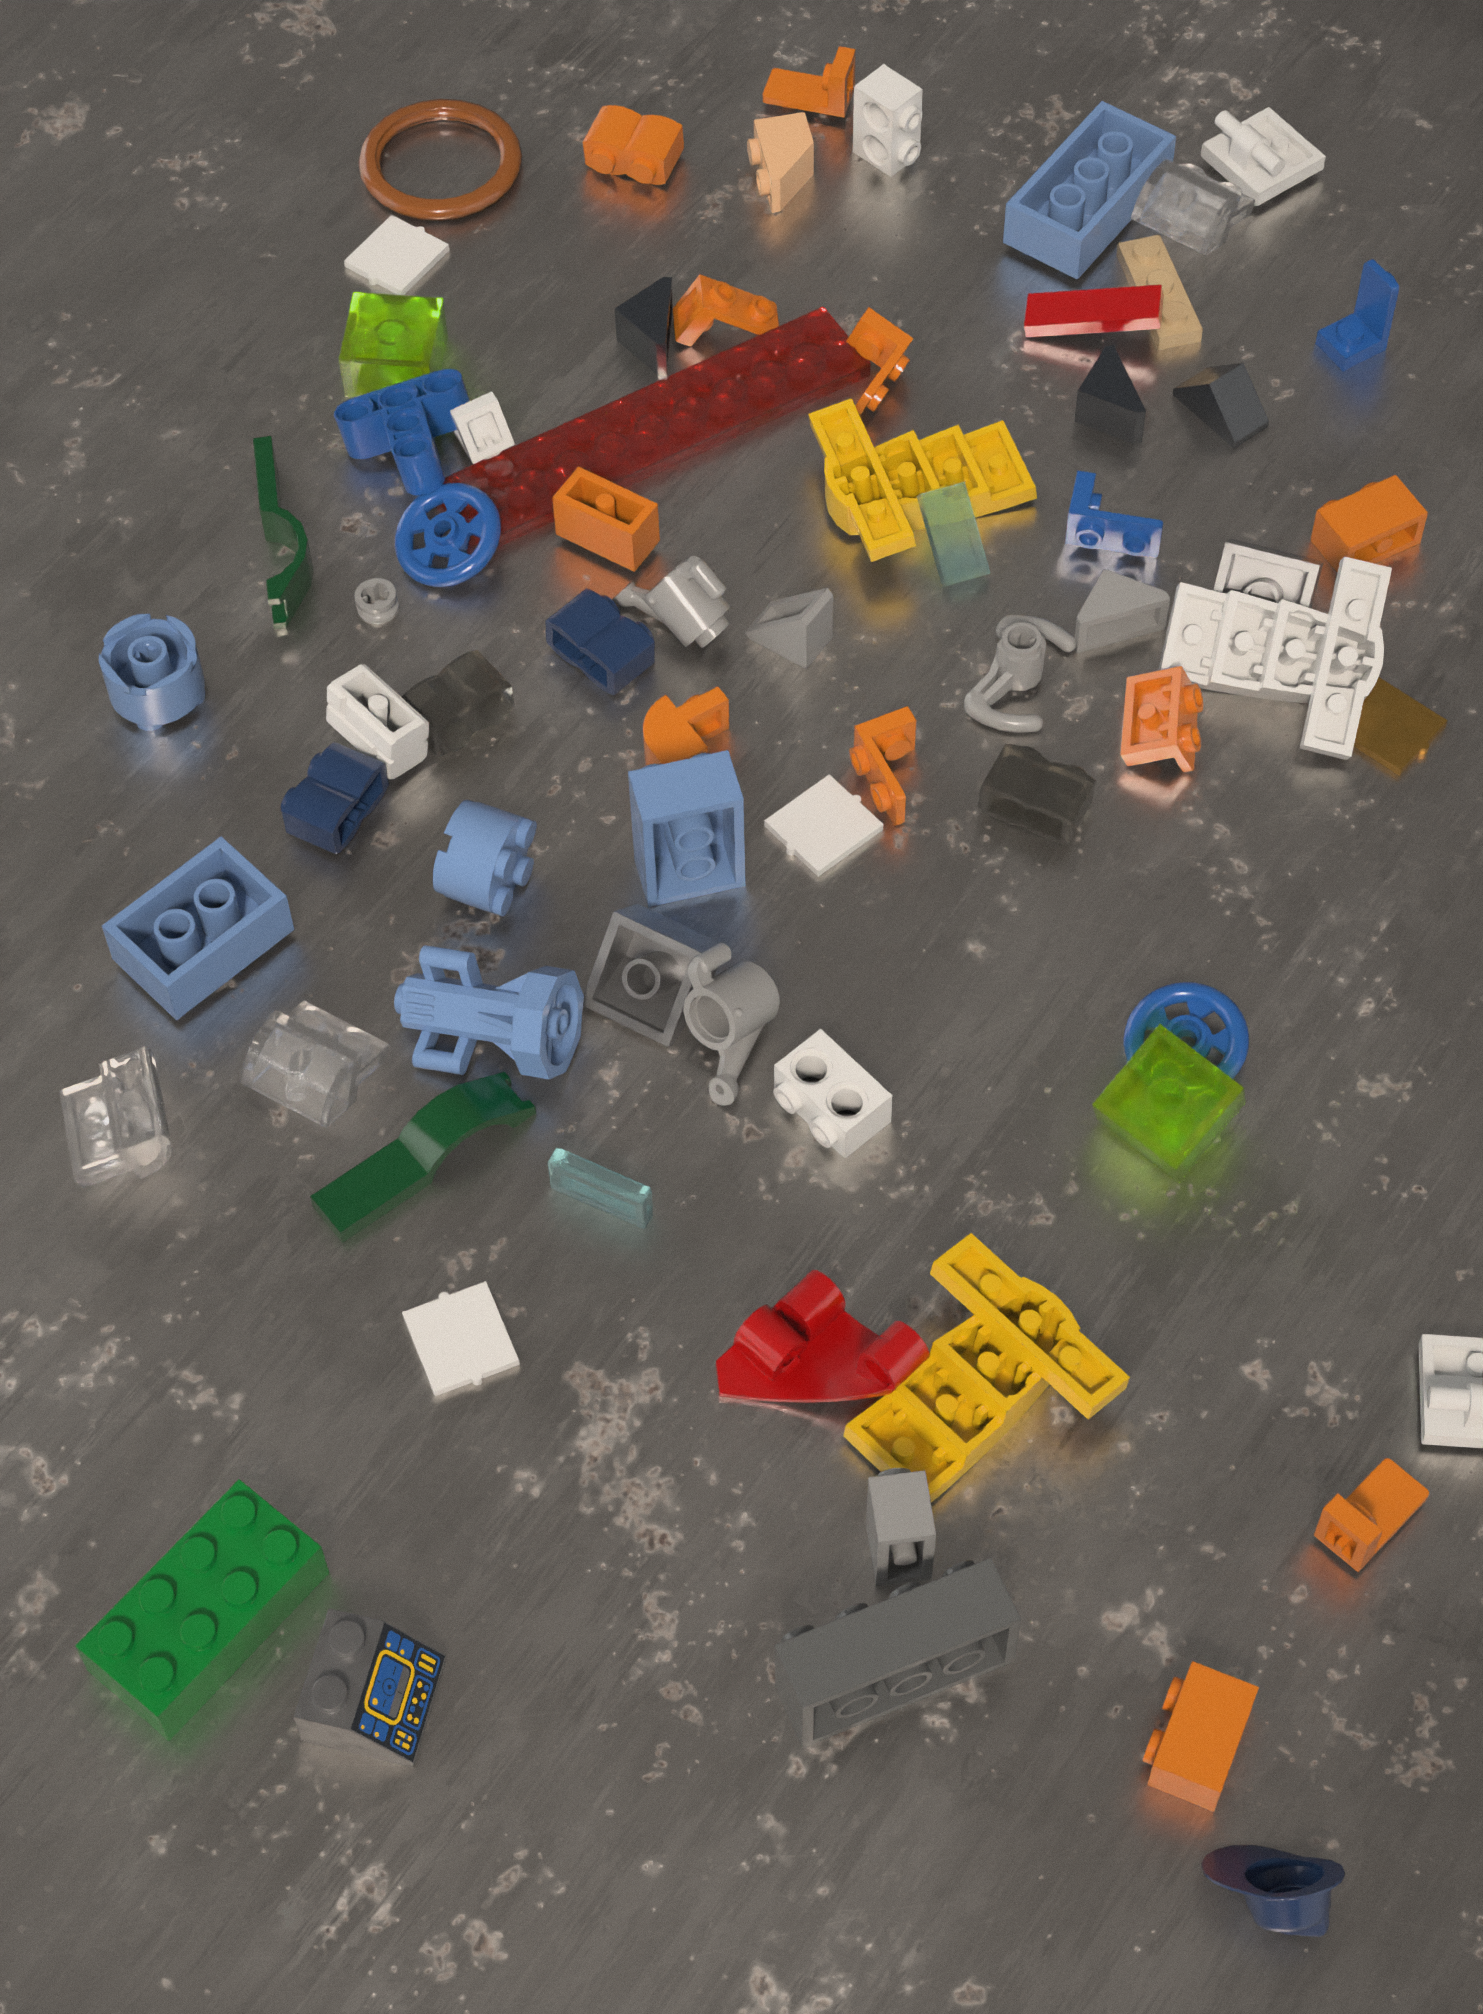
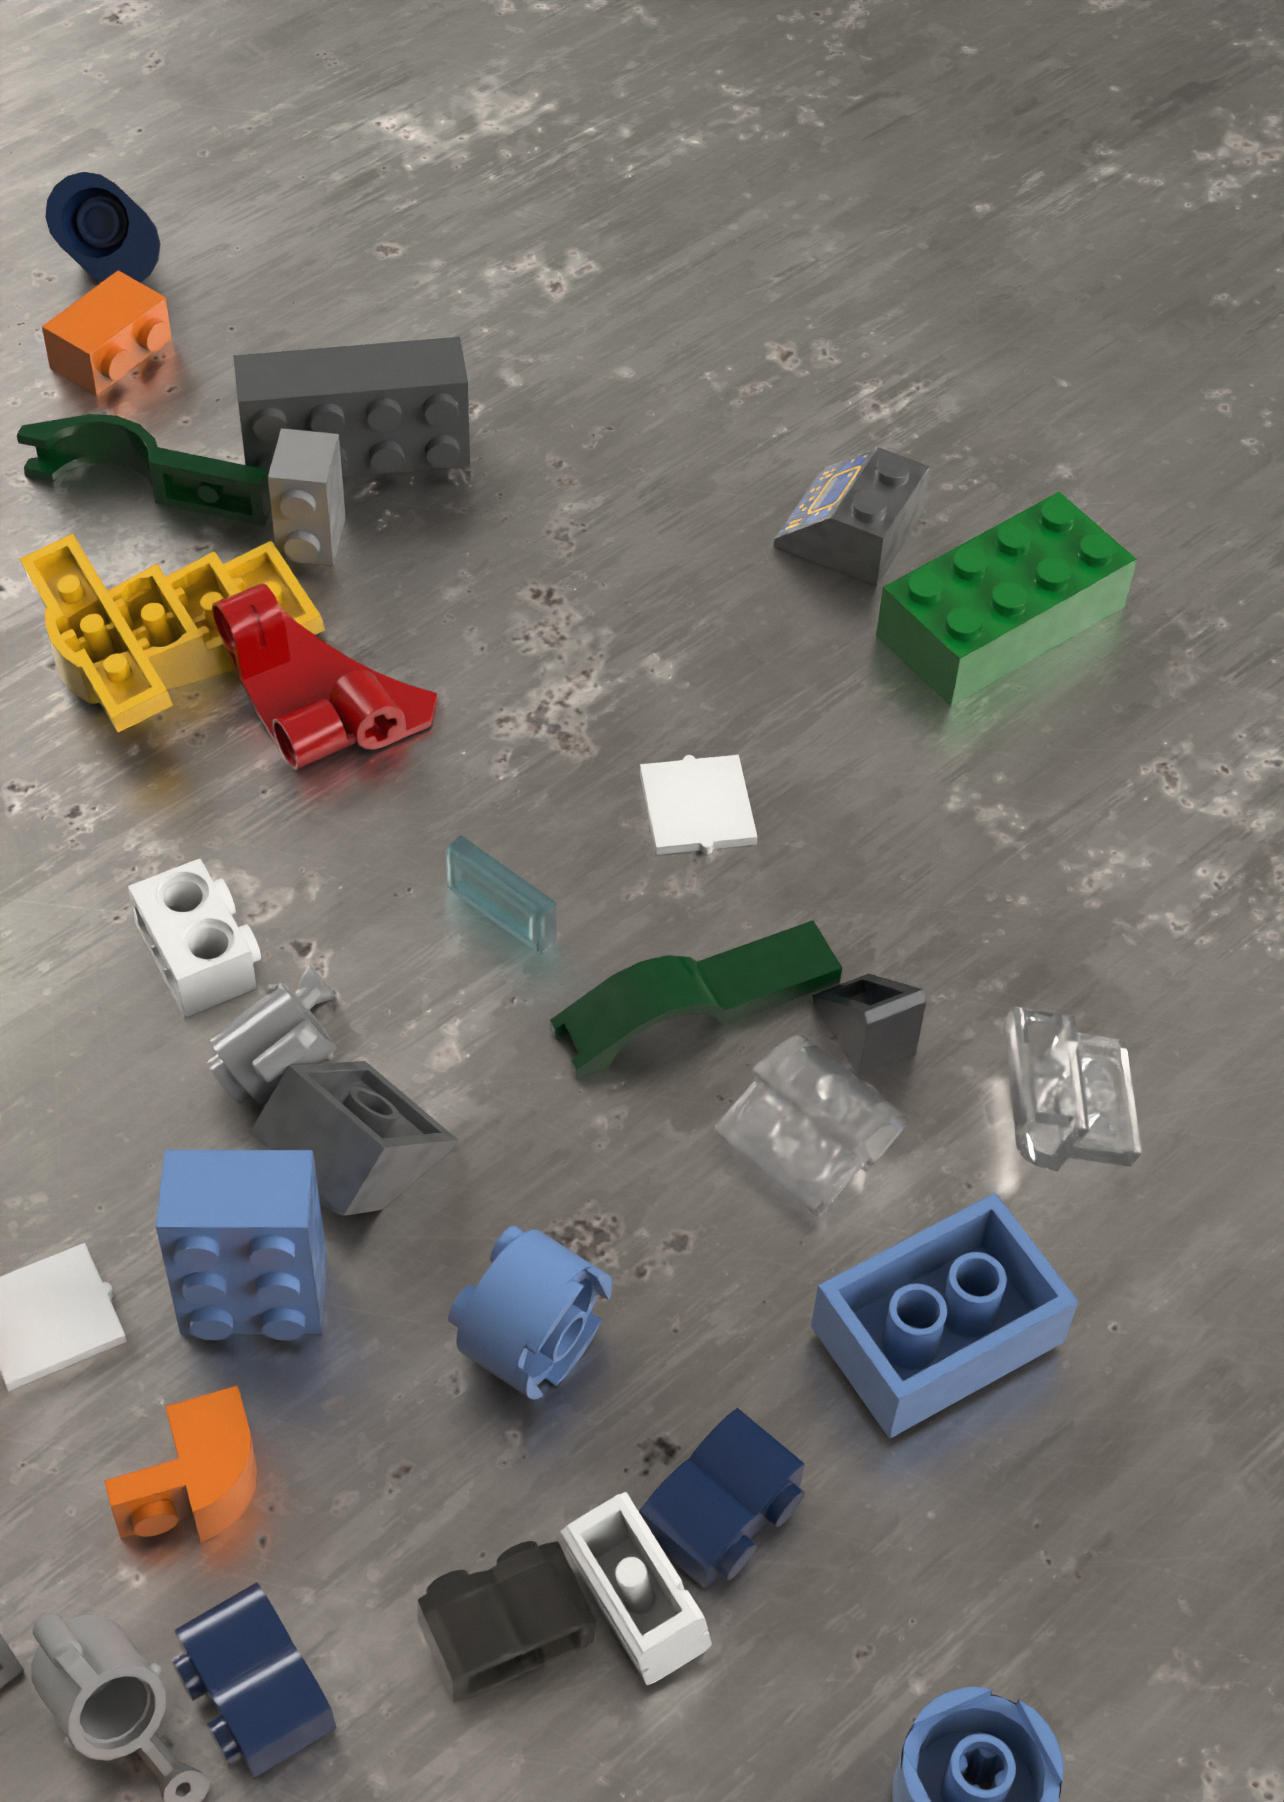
camera: 170 degrees left, 5 degrees down
(280, 1152) = (873, 1020): none -> black slope
(529, 1018) = (539, 1081): medium blue piece -> none
(1058, 1557) = (176, 476): none -> dark green piece

